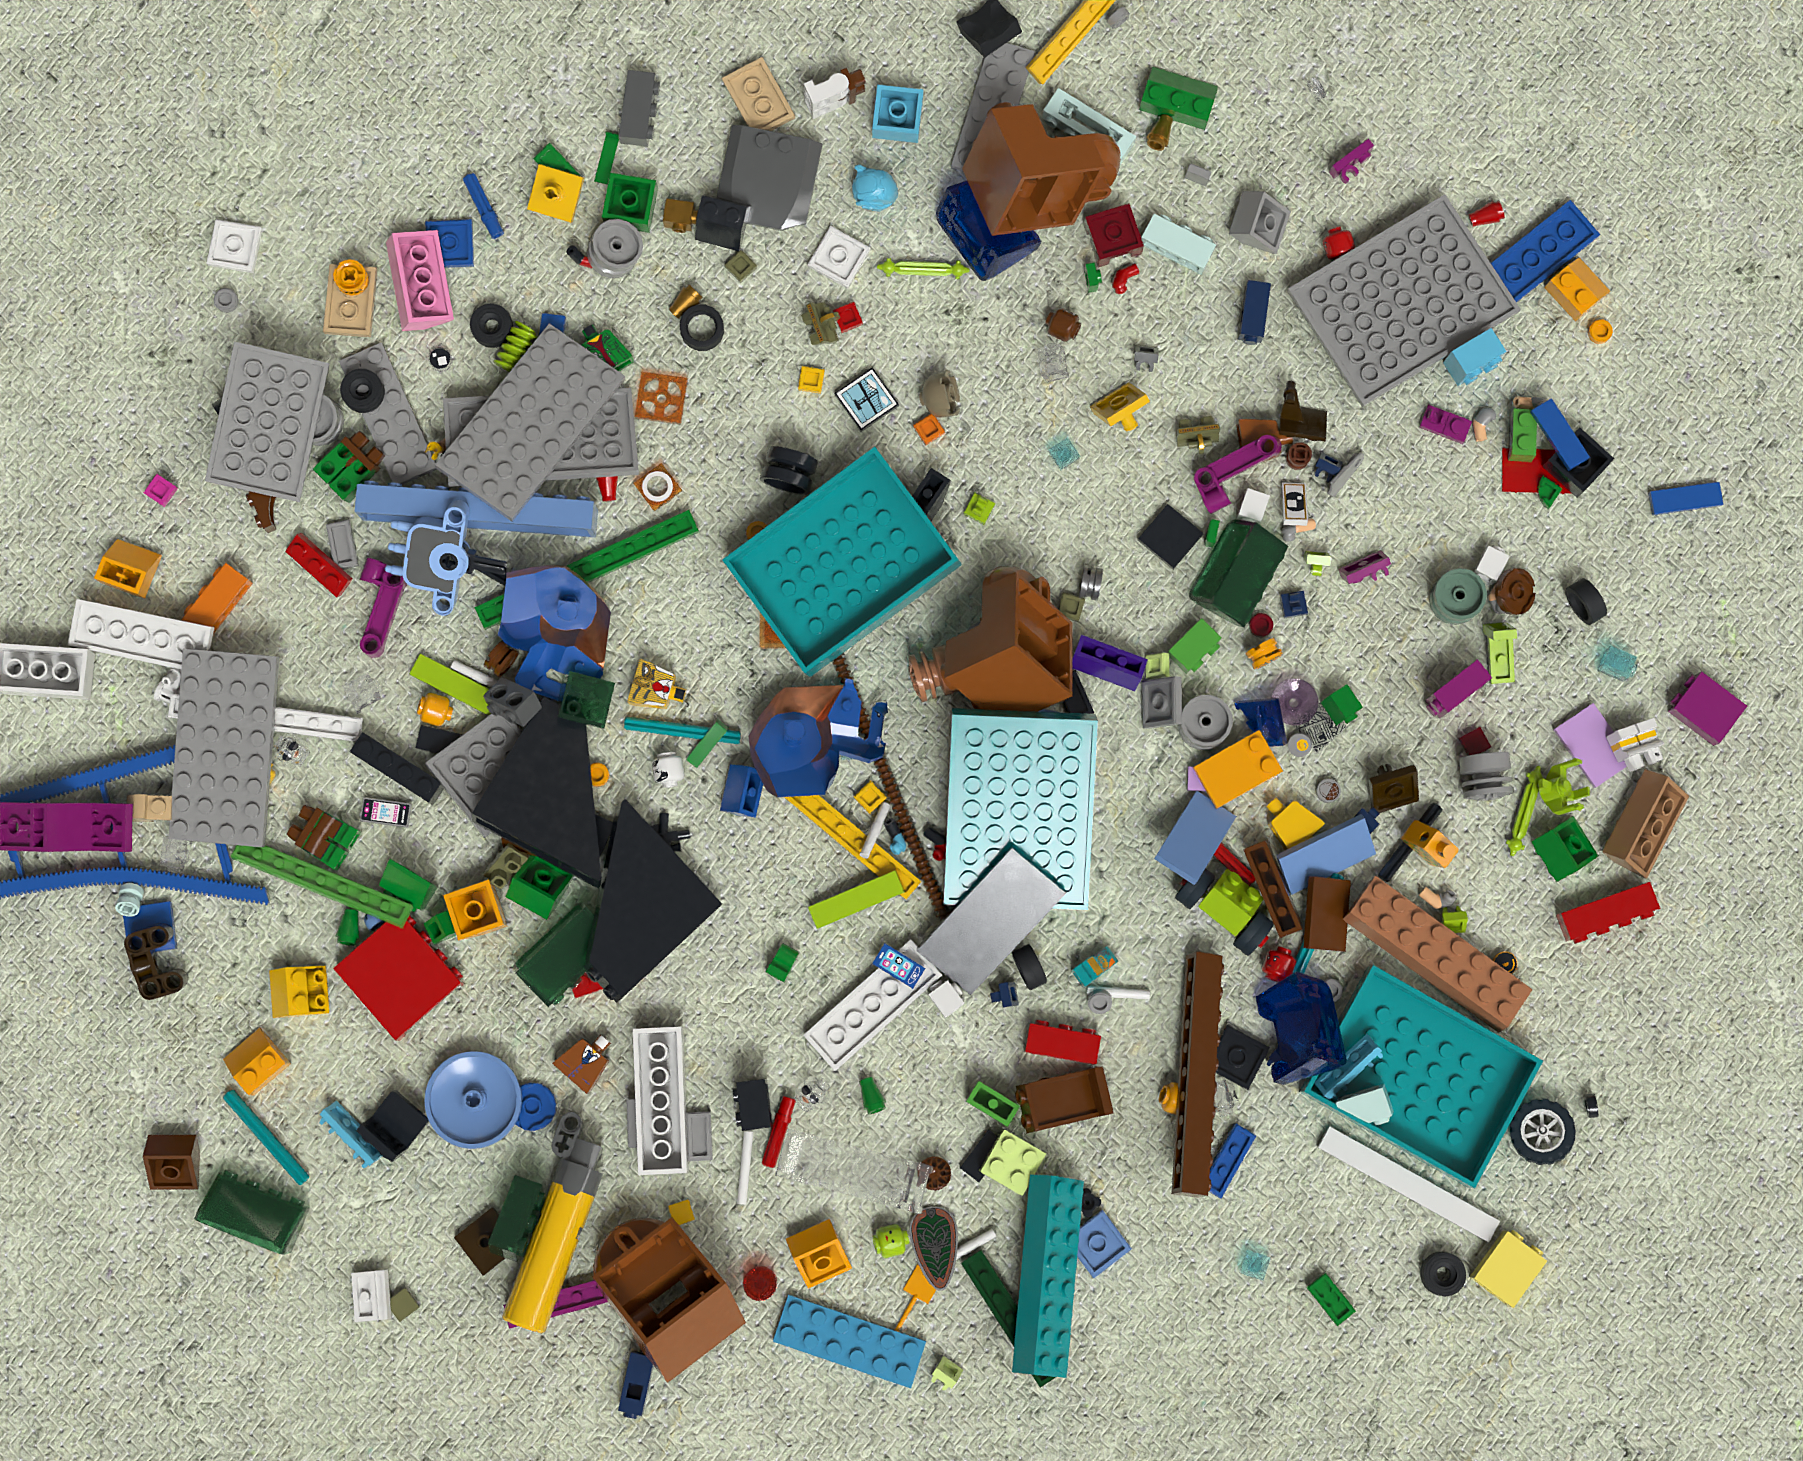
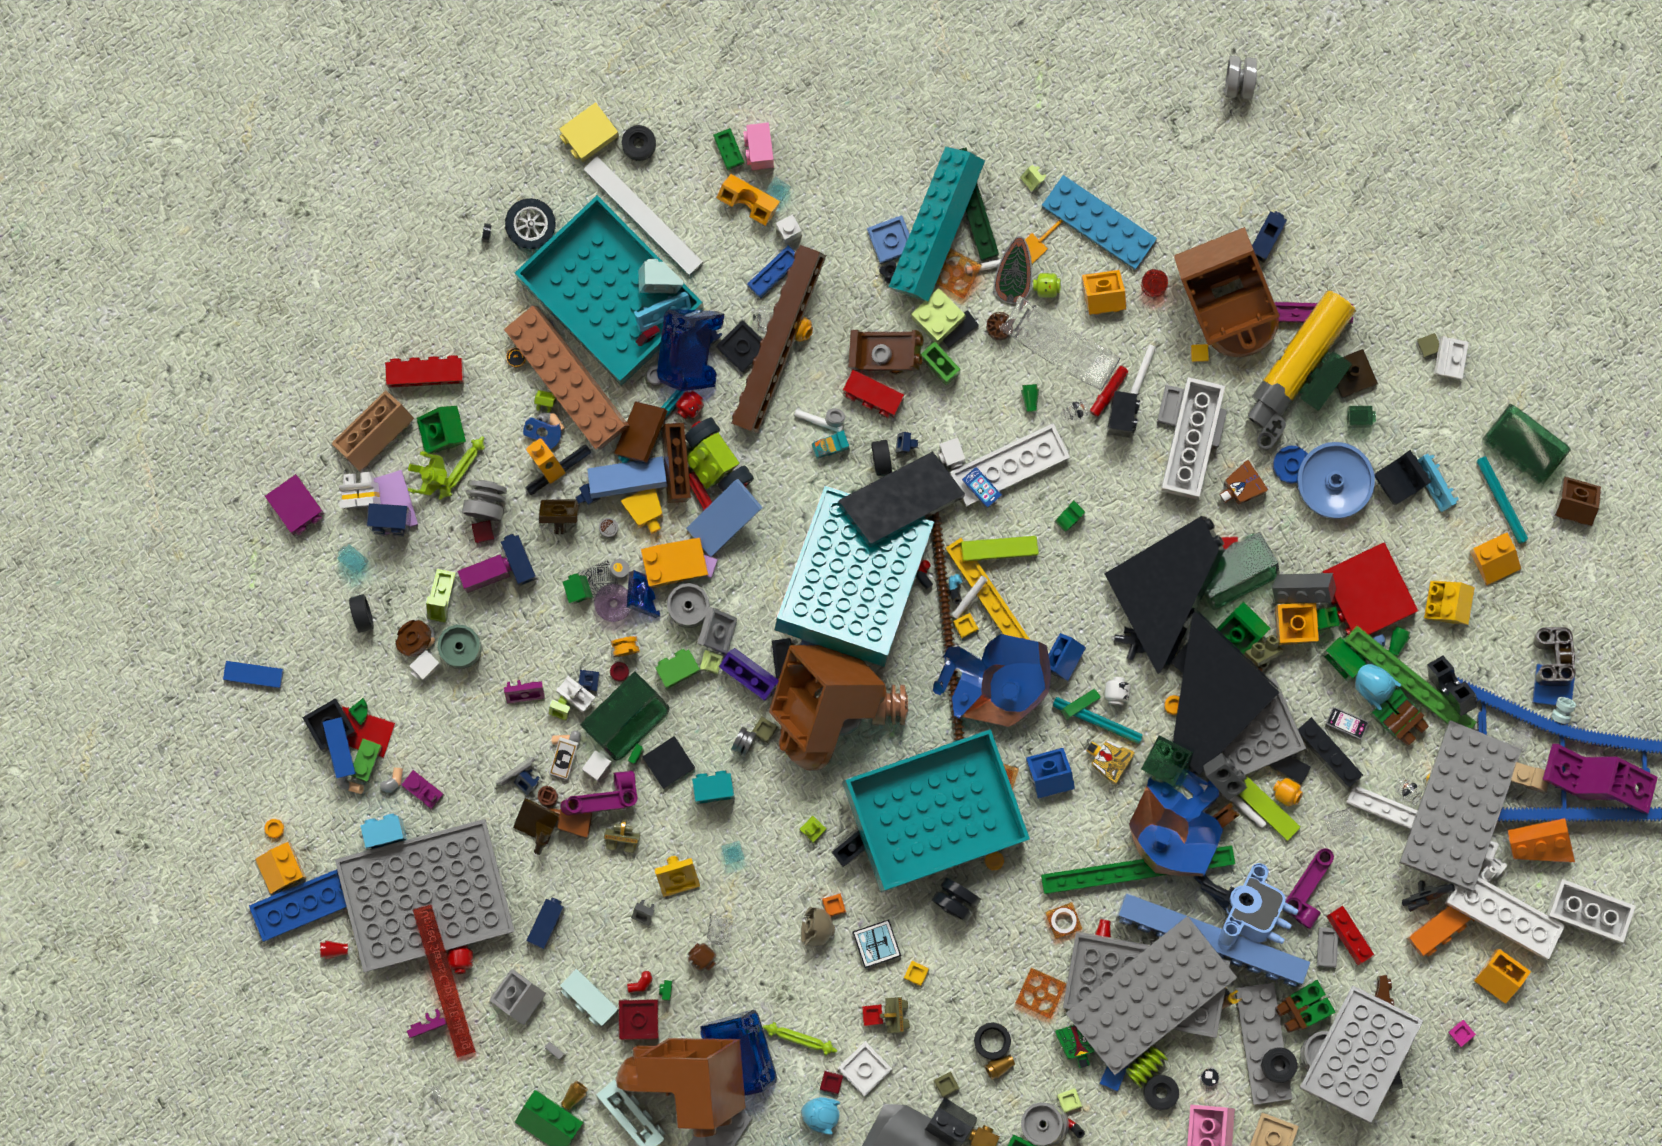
camera: 160 degrees left, 0 degrees up
(117, 735) = (1542, 842): none -> orange wedge
(240, 635) = (1425, 894): none -> black piece
(279, 894) = (1458, 694): none -> black arch
(361, 862) = (1375, 684): none -> medium azure helmet
(463, 1189) = (1360, 416): none -> clear green brick
(477, 954) = (1304, 588): none -> dark grey brick
(594, 288) = (1069, 1100): none -> yellowish green tile
(720, 651) = (1050, 773): none -> blue slope
(872, 231) = (831, 1082): none -> dark red tile
(1009, 1206) = (963, 276): none -> clear orange piece
(1067, 1094) = (881, 354): none -> light grey tile
(1109, 517) = (713, 788): none -> teal brick
(1226, 1218) = (788, 229): none -> white brick
(1295, 1311) = (760, 146): none -> bright pink brick
(1304, 580) = (575, 694): none -> white hips
(1306, 1247) = (738, 191): none -> light orange arch
(1350, 213) = (444, 980): none -> clear red tile
(1356, 1031) = (647, 336): none -> dark red tile
(1422, 720) = (518, 559): none -> dark blue brick
(1430, 884) = (550, 439): none -> blue piece
(1592, 719) = (389, 519): none -> dark blue brick

